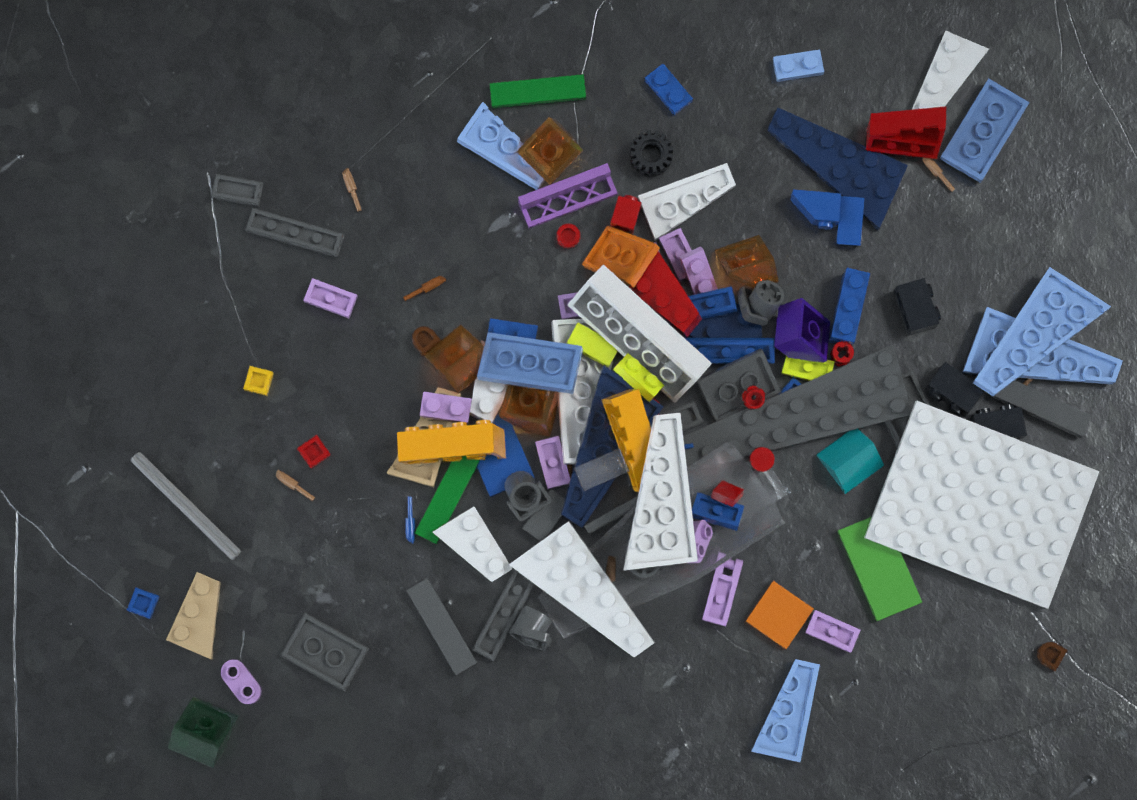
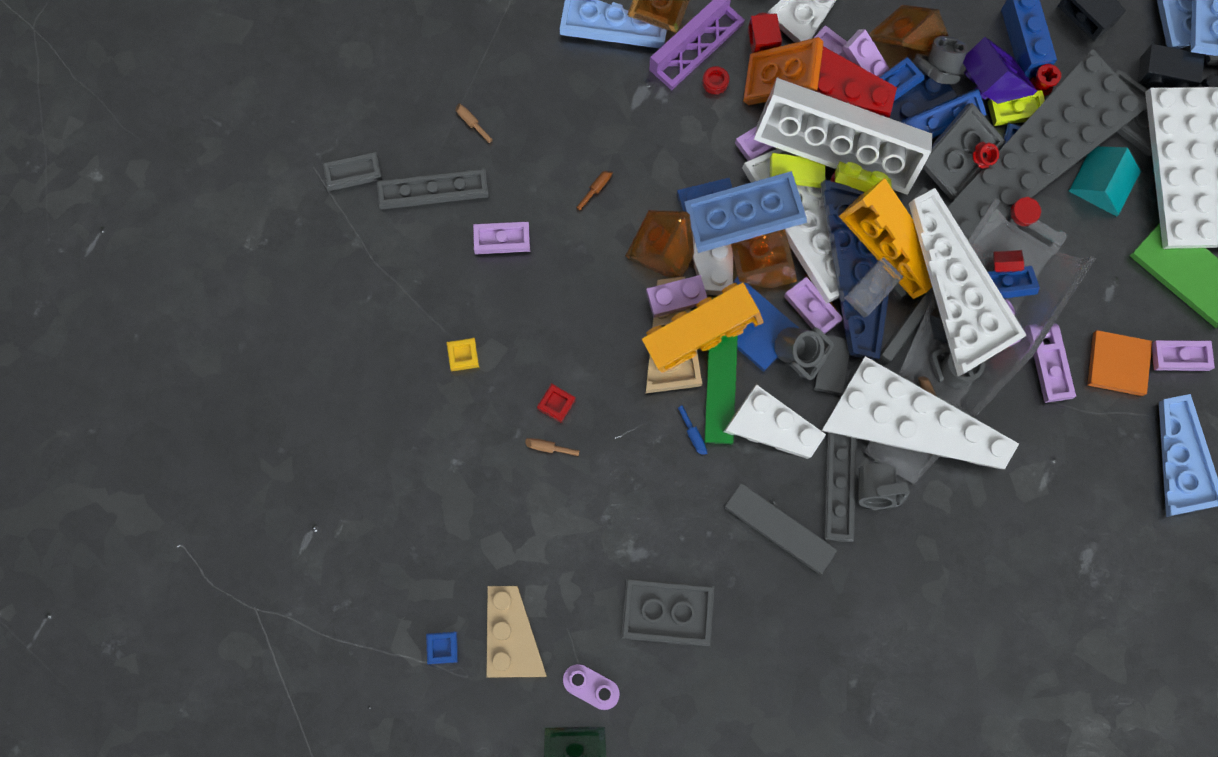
camera: 25 degrees left, 5 degrees down
(185, 505) = (443, 520): light grey axle -> none
(424, 339) = (618, 240): reddish brown tile -> none

